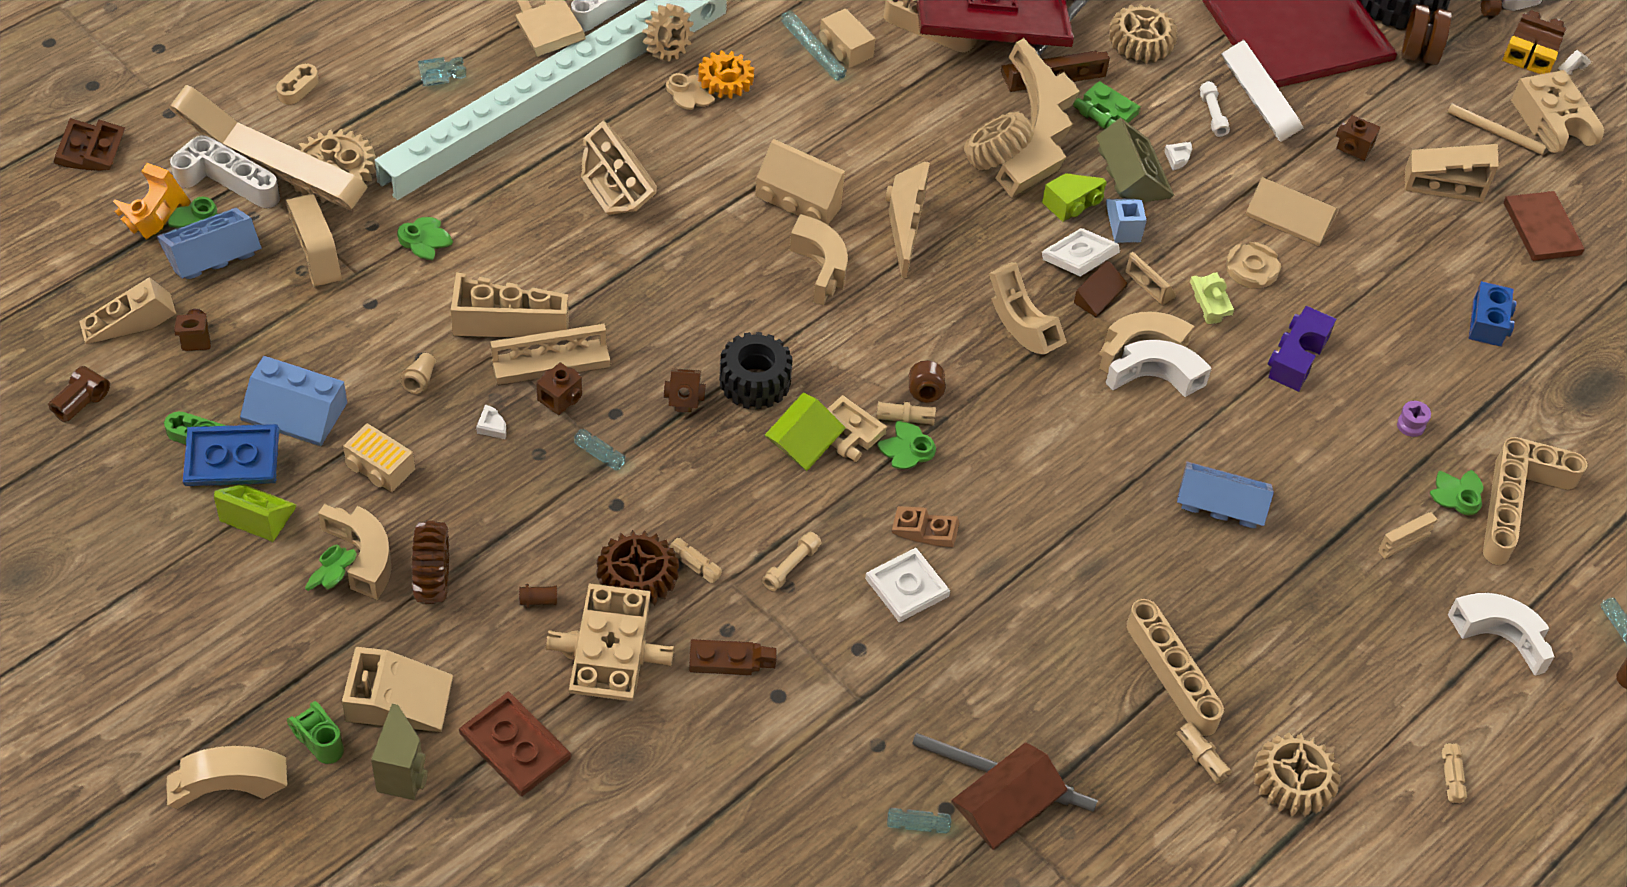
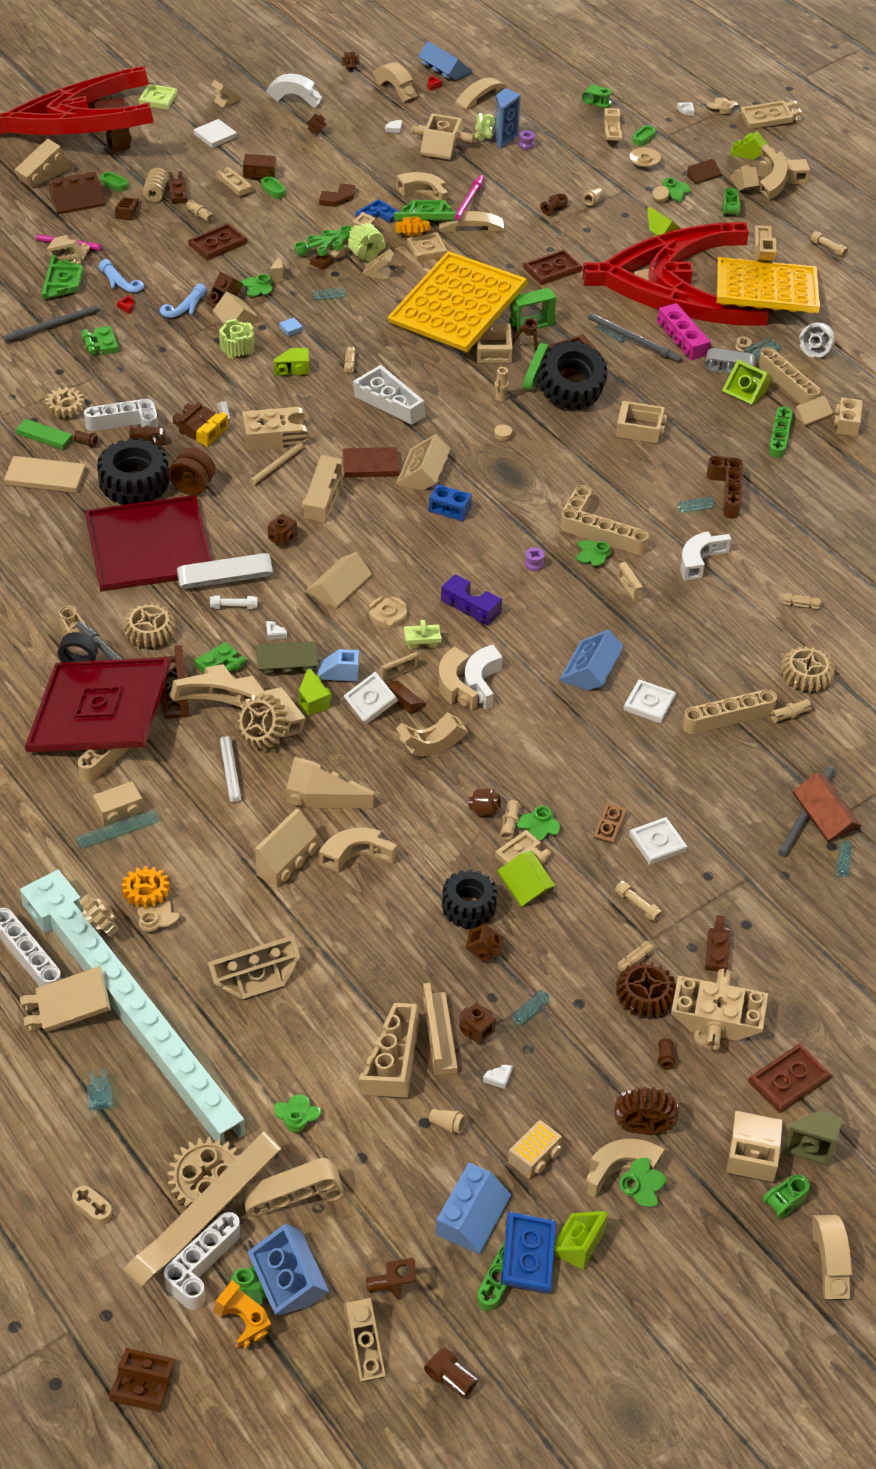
camera: 80 degrees left, 5 degrees down
(929, 133) = (230, 769): none -> white axle
(1173, 570) = (649, 701): none -> white tile
(1559, 282) = (424, 464): none -> tan slope

